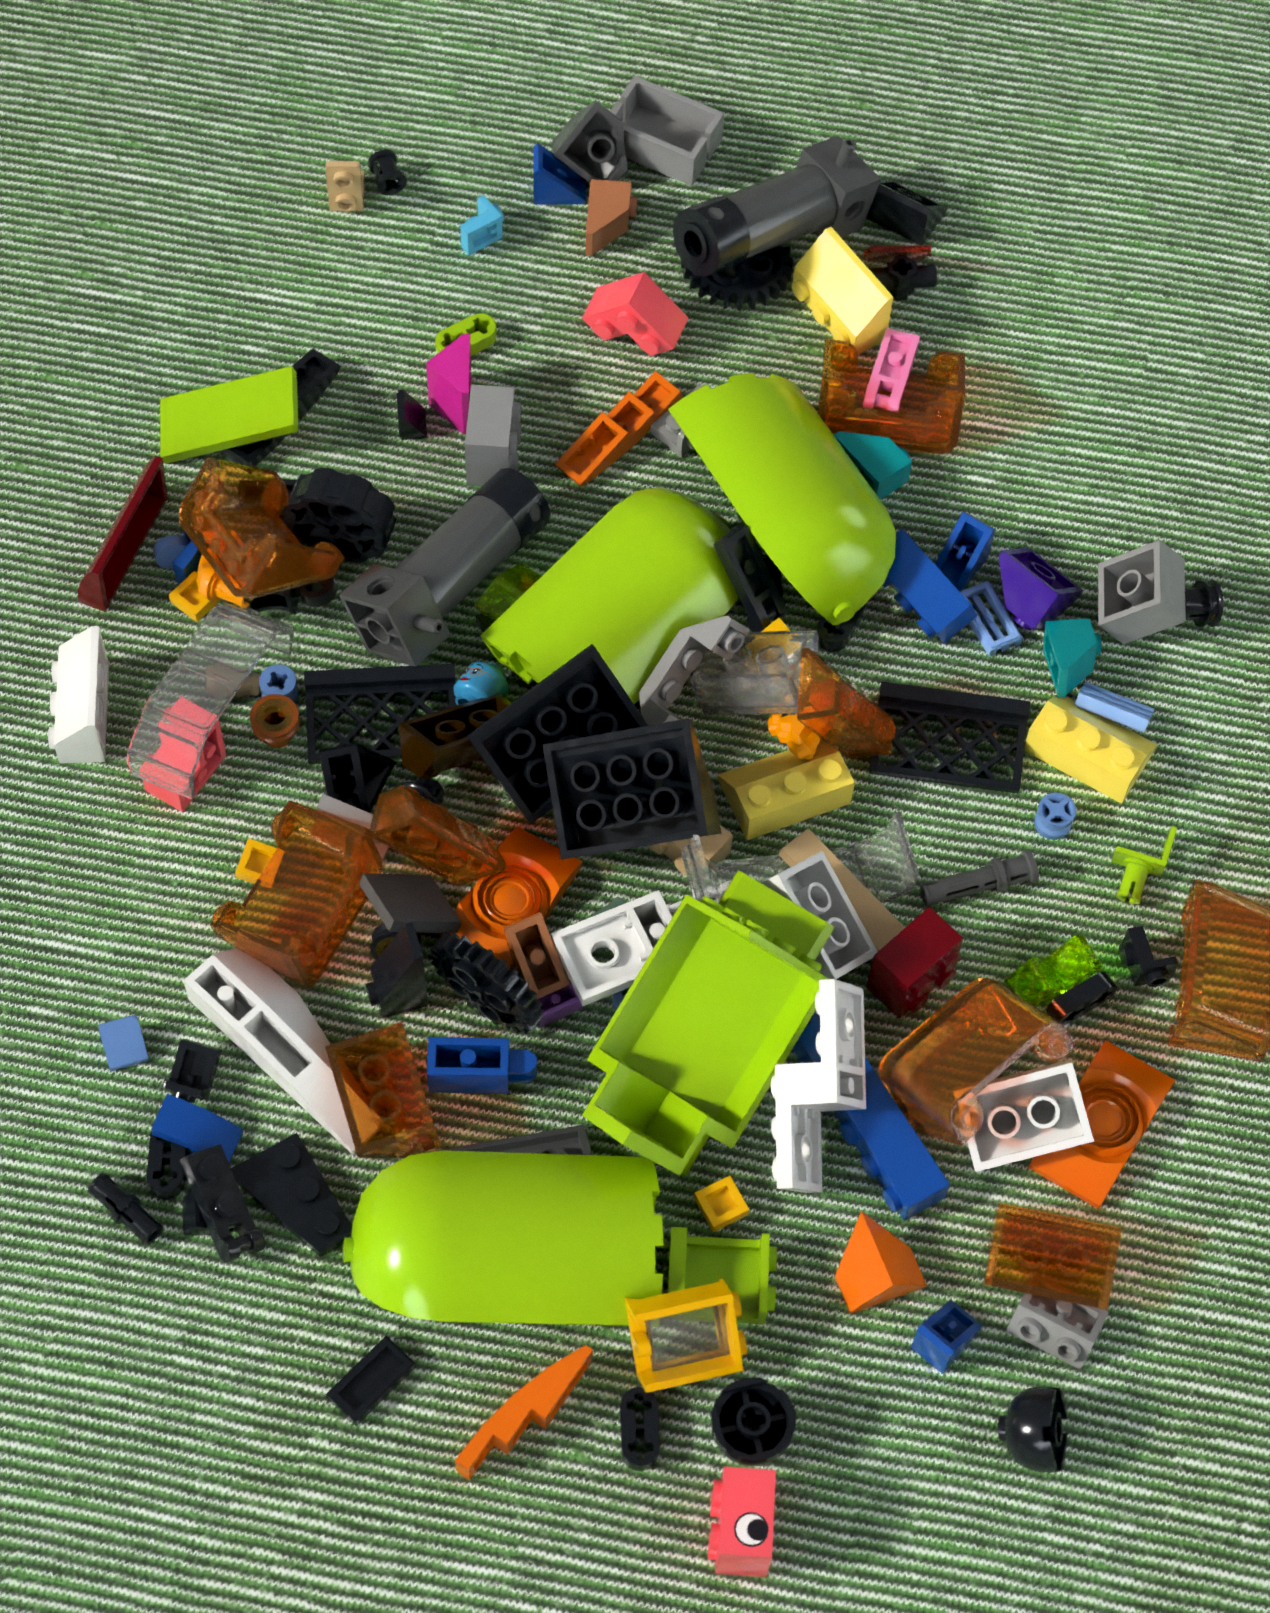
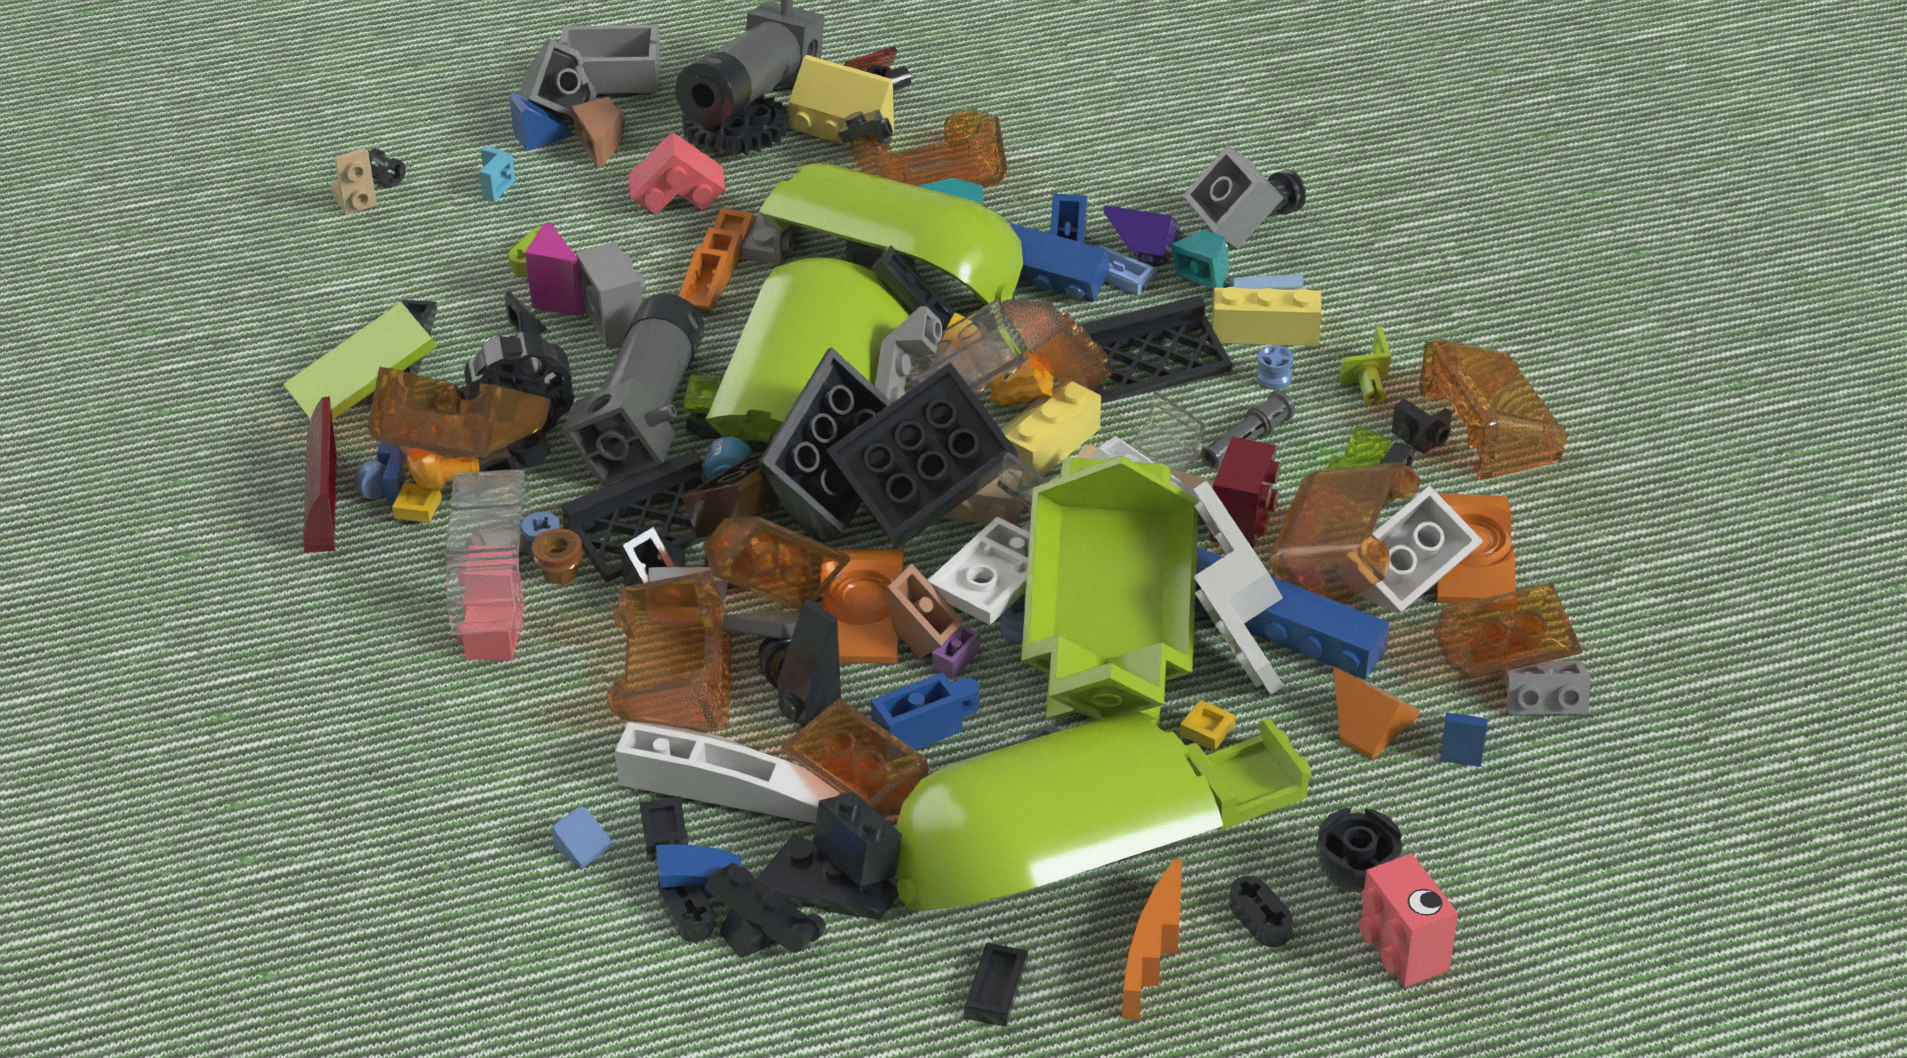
camera: 25 degrees left, 20 degrees down
(80, 699) = (363, 604): white slope -> none
(125, 1209) = (645, 952): black pin -> none
(254, 860) = (610, 659): yellow plate -> none
(330, 1179) = (857, 838): none -> black brick
(486, 983) = (895, 638): black gear -> none
(686, 1336) = (1252, 815): yellow window -> none
(845, 336) = (860, 125): none -> black bracket
(891, 370) = (917, 140): bright pink plate -> none
(905, 211) = (849, 41): black slope -> none
(1035, 1429) = (1589, 756): black cylinder -> none

